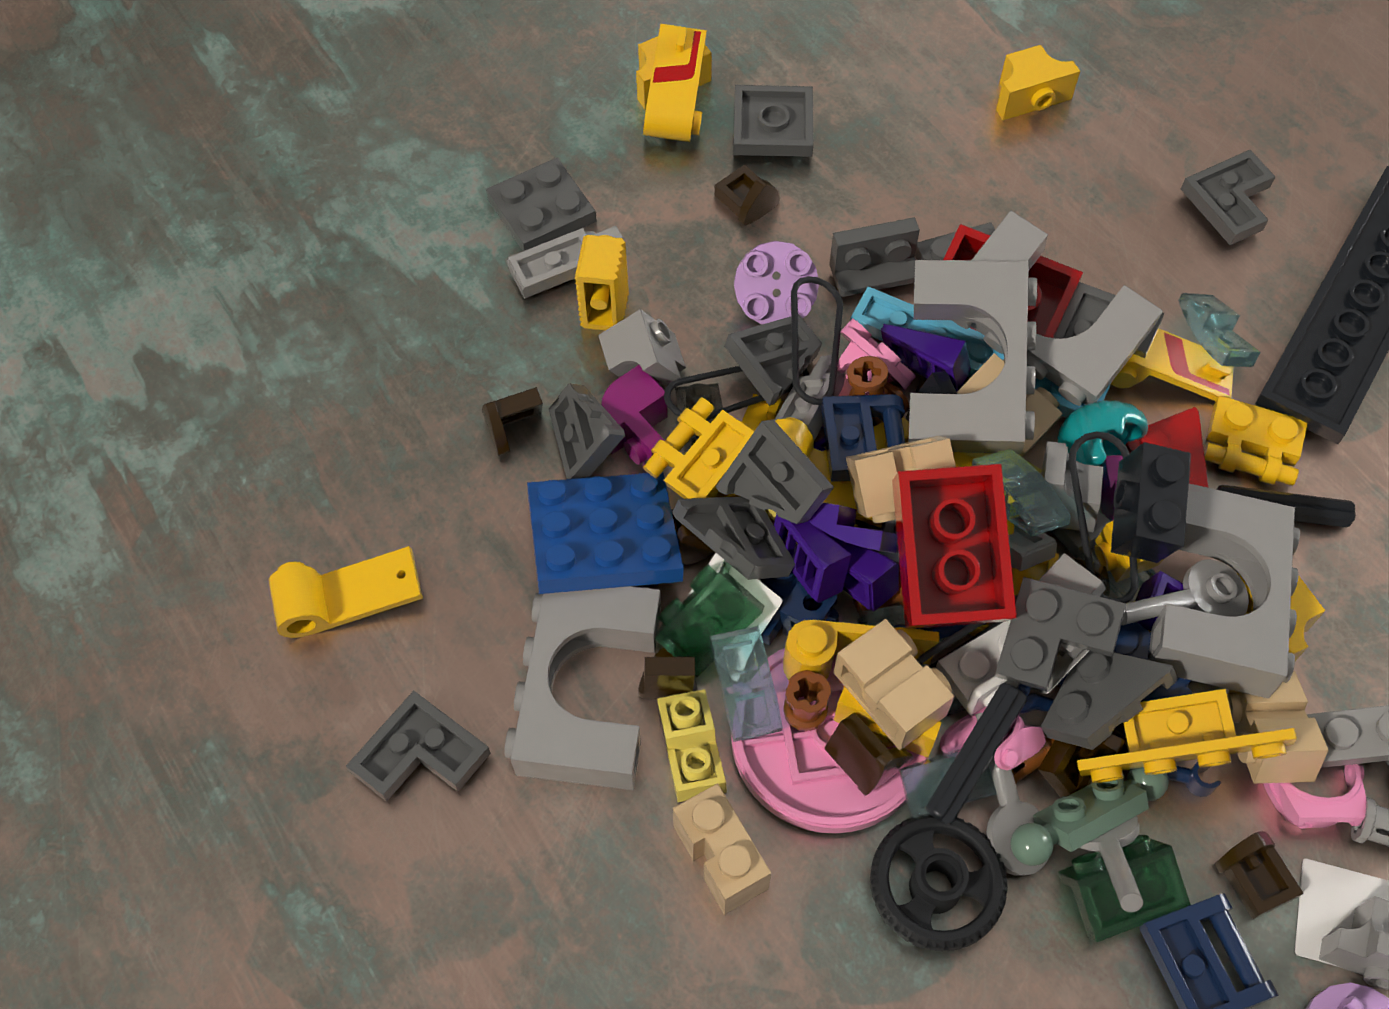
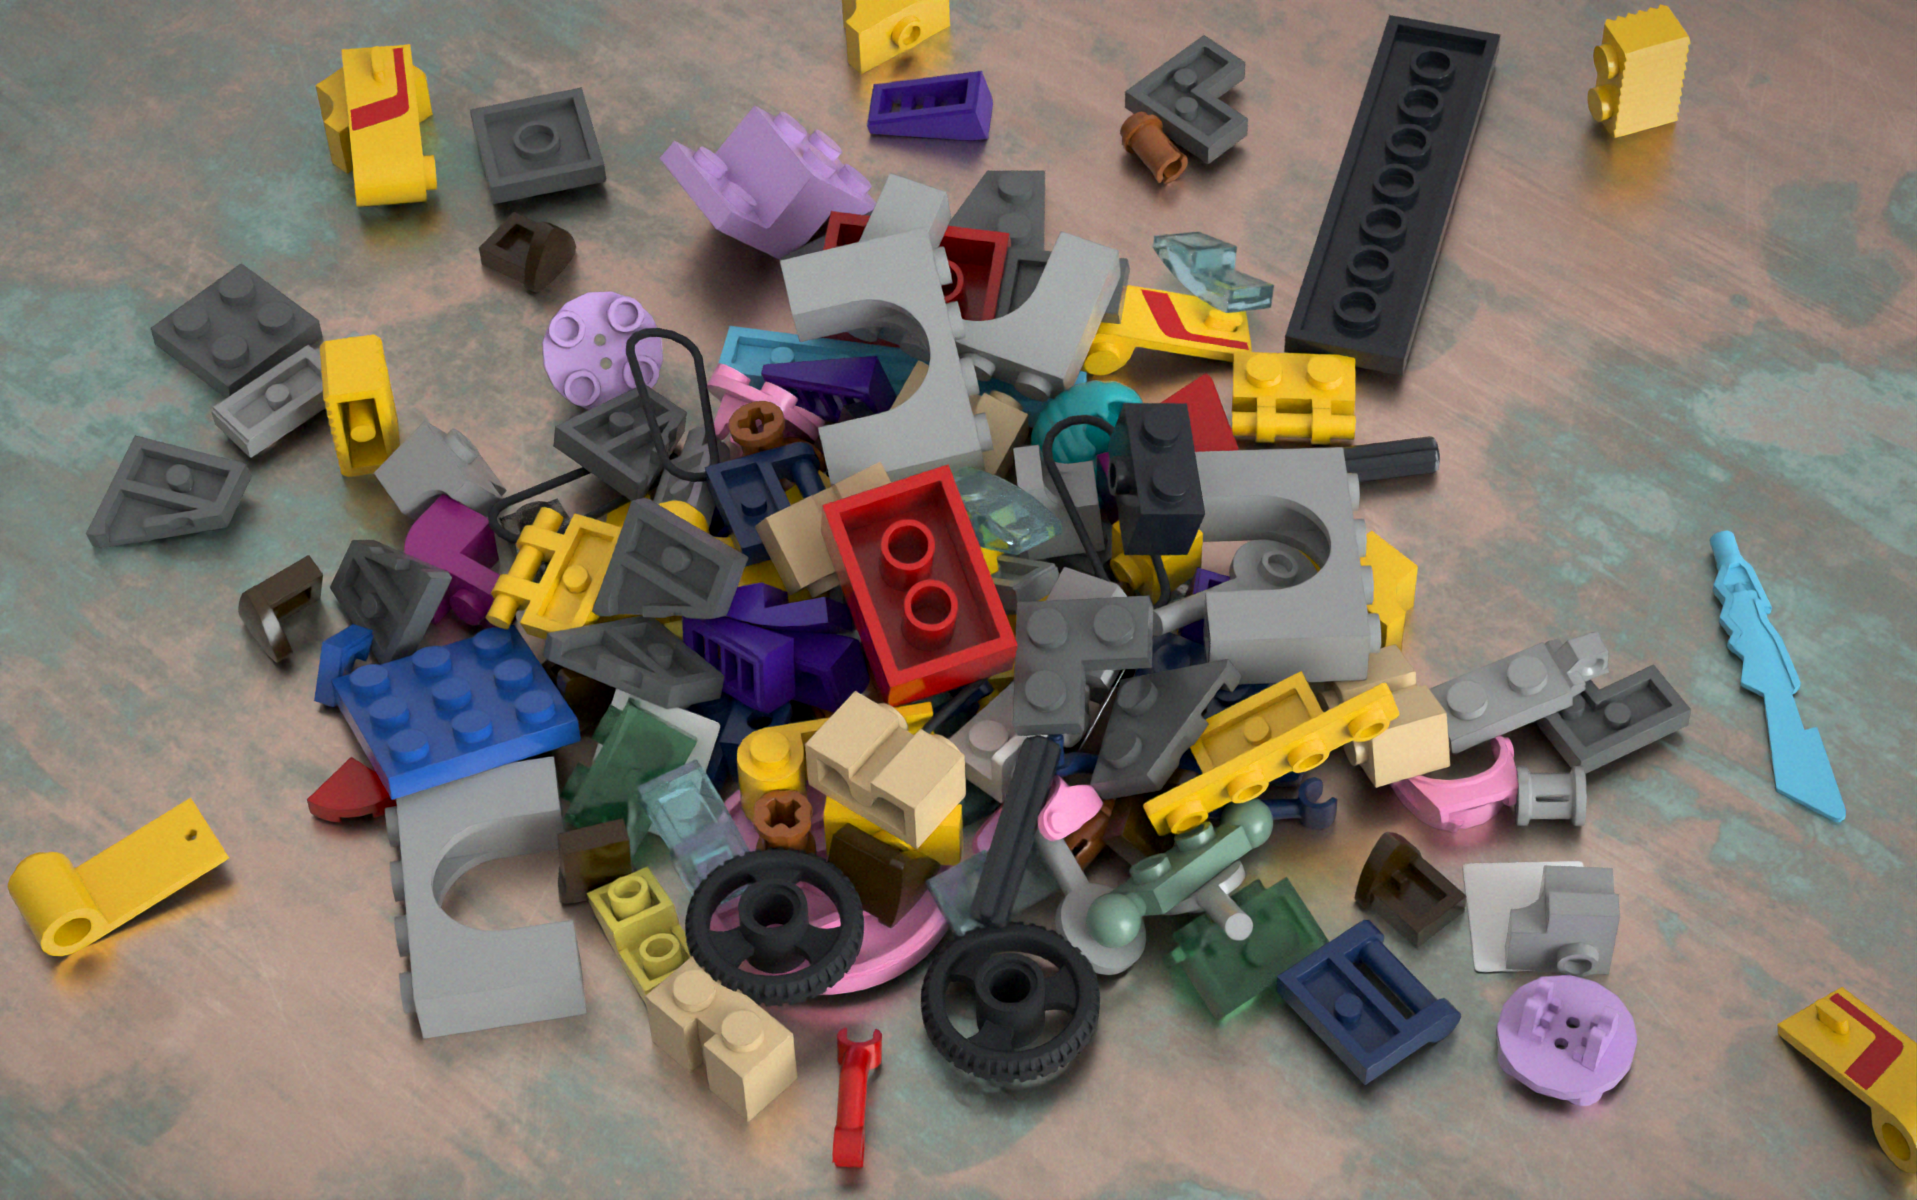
camera: 15 degrees left, 10 degrees down
(415, 736) = (280, 1018): dark grey plate -> none
(461, 312) = (167, 494): none -> dark grey wing
(516, 570) = (350, 793): none -> red tile
(538, 465) = (338, 659): none -> blue tile
(802, 930) = (855, 1063): none -> red arm
(814, 807) = (777, 950): none -> black wheel
(874, 256) = (727, 285): dark grey bracket -> none
(923, 183) = (770, 182): none -> lavender bracket
(1066, 169) = (952, 107): none -> dark purple slope
(1082, 245) = (1007, 204): none -> dark grey wing
(1191, 217) = (1145, 137): none -> dark orange pin

